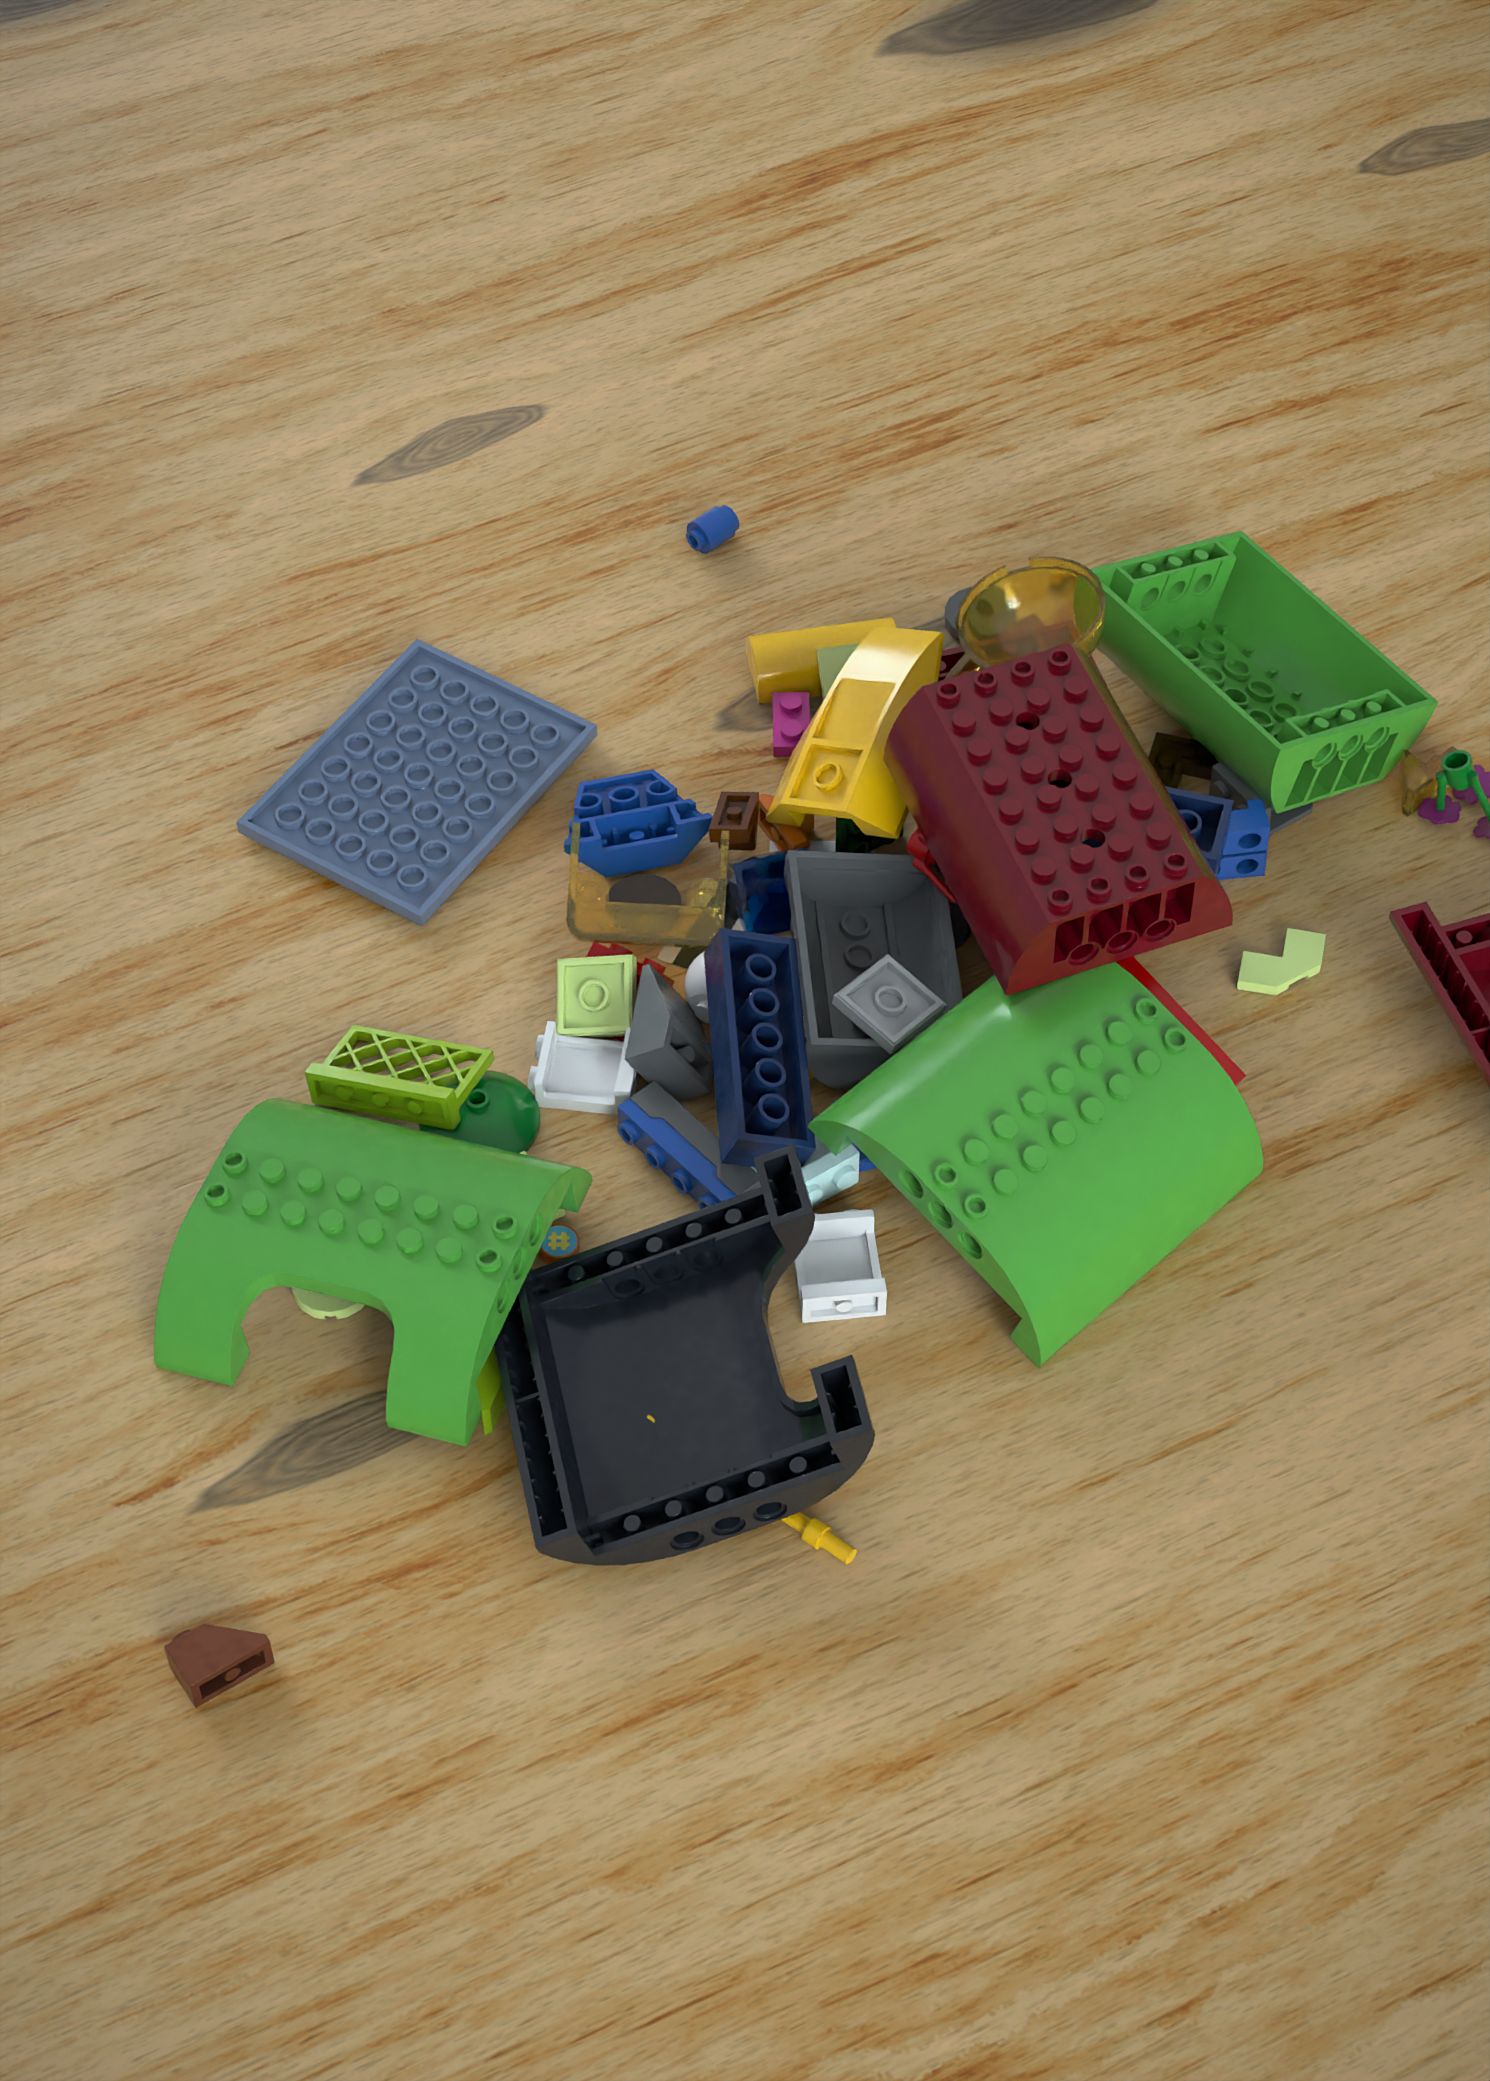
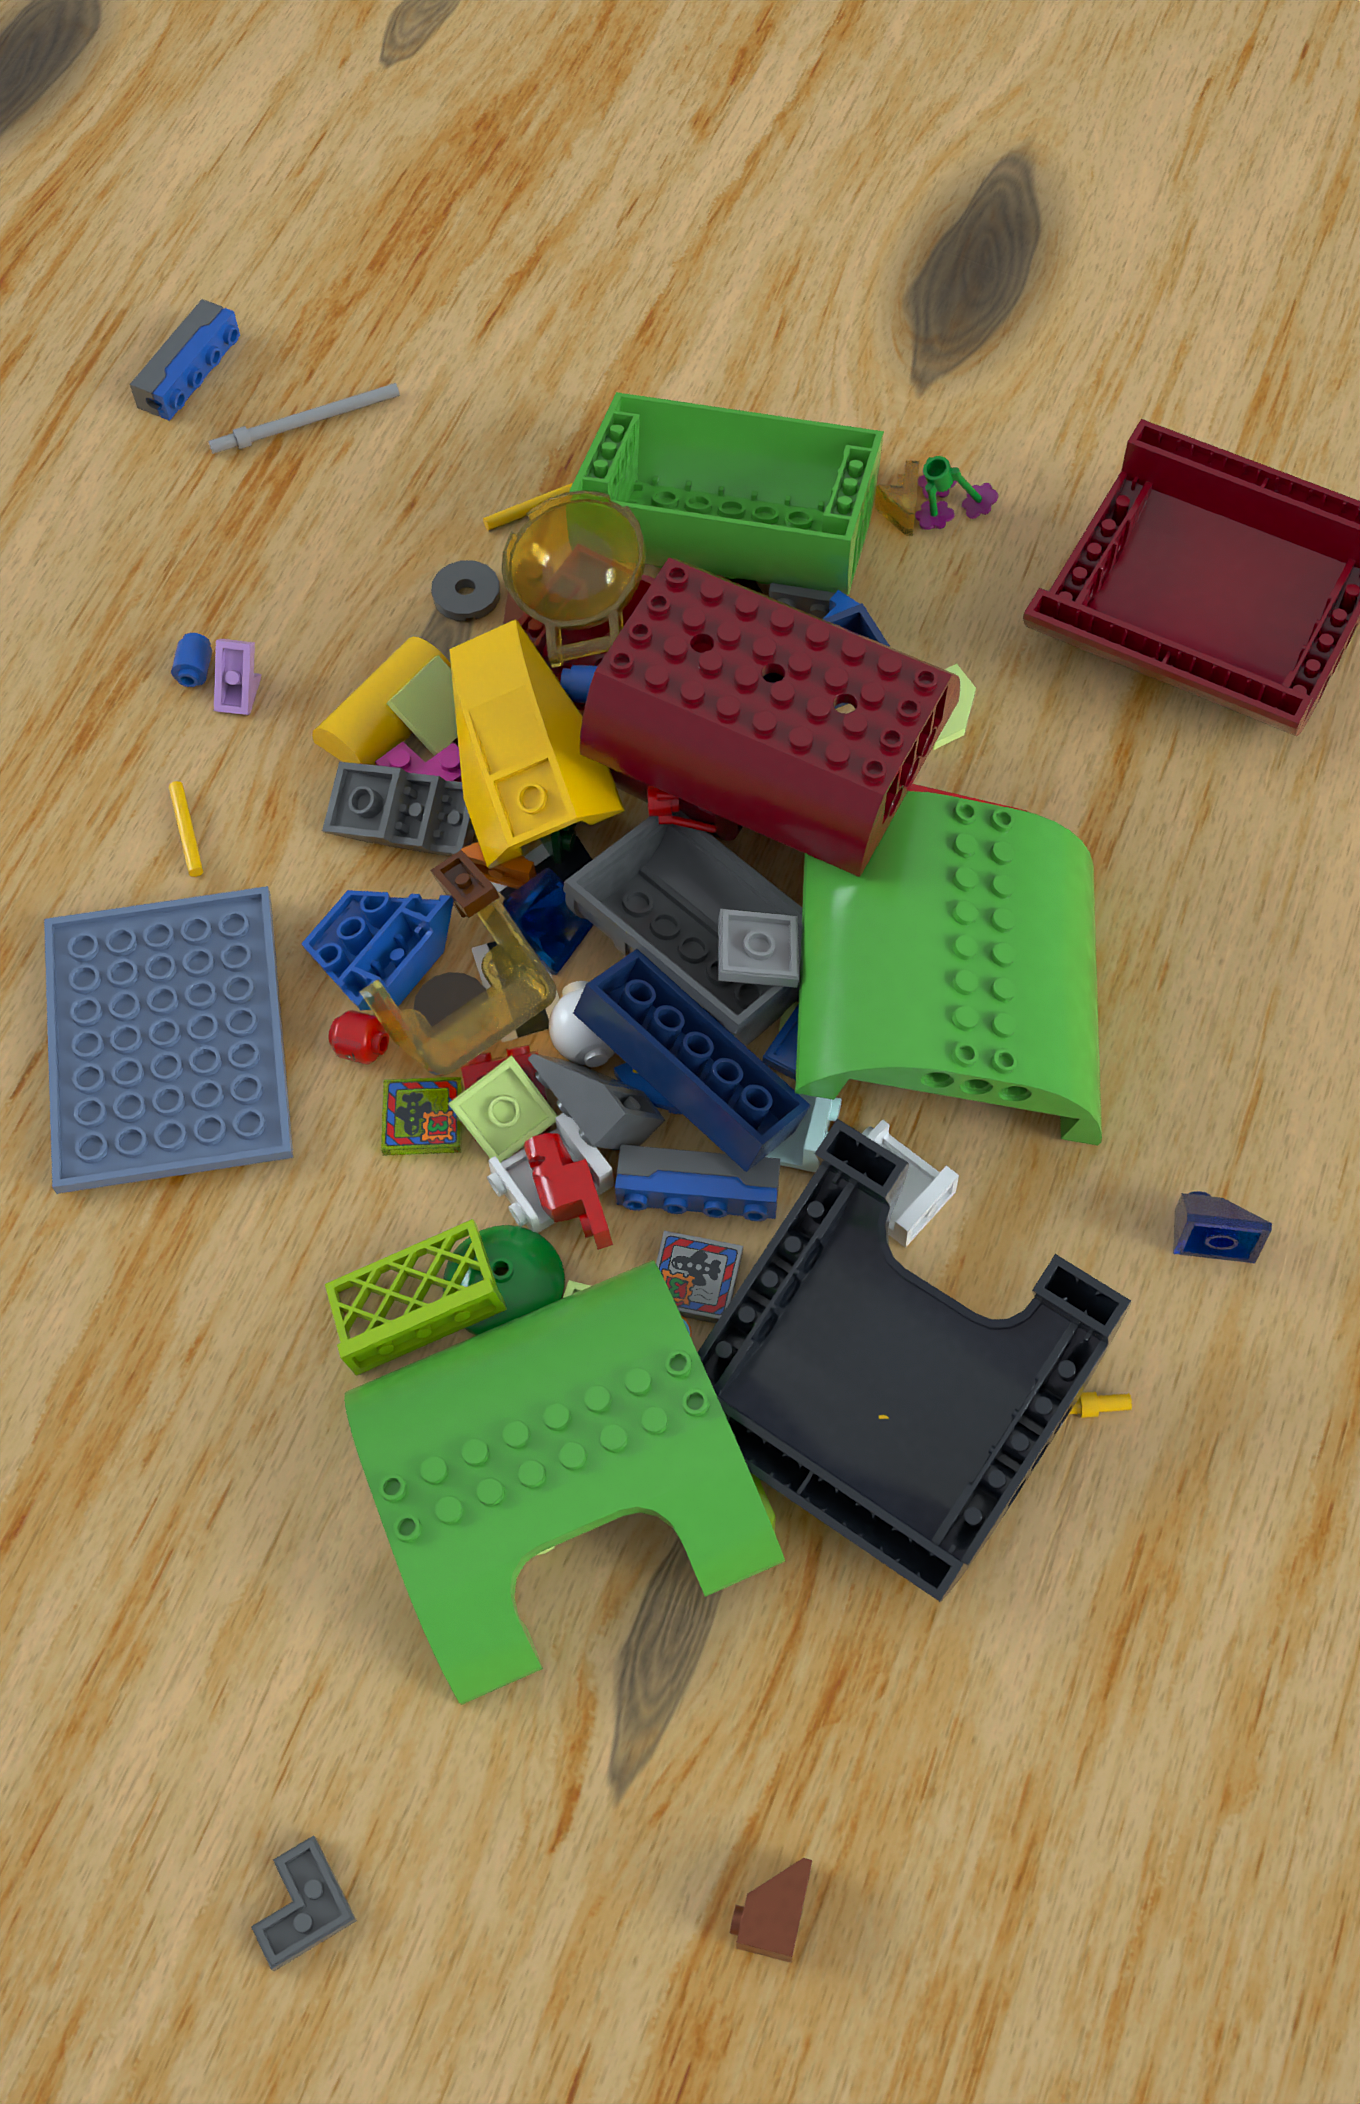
camera: 40 degrees left, 10 degrees up
(530, 962) = (419, 1116): none -> tile
(547, 874) = (358, 1037): none -> red head
(584, 648) = (185, 829): none -> yellow bar
(585, 1083) = (566, 1186): none -> red plate
(615, 1211) = (699, 1274): none -> tile
(728, 561) = (235, 677): none -> lavender slope
(745, 733) = (398, 809): none -> dark grey slope
(927, 390) = (243, 437): none -> light grey bar
(941, 303) = (185, 359): none -> blue piece
(1048, 1483) = (1217, 1229): none -> clear blue slope

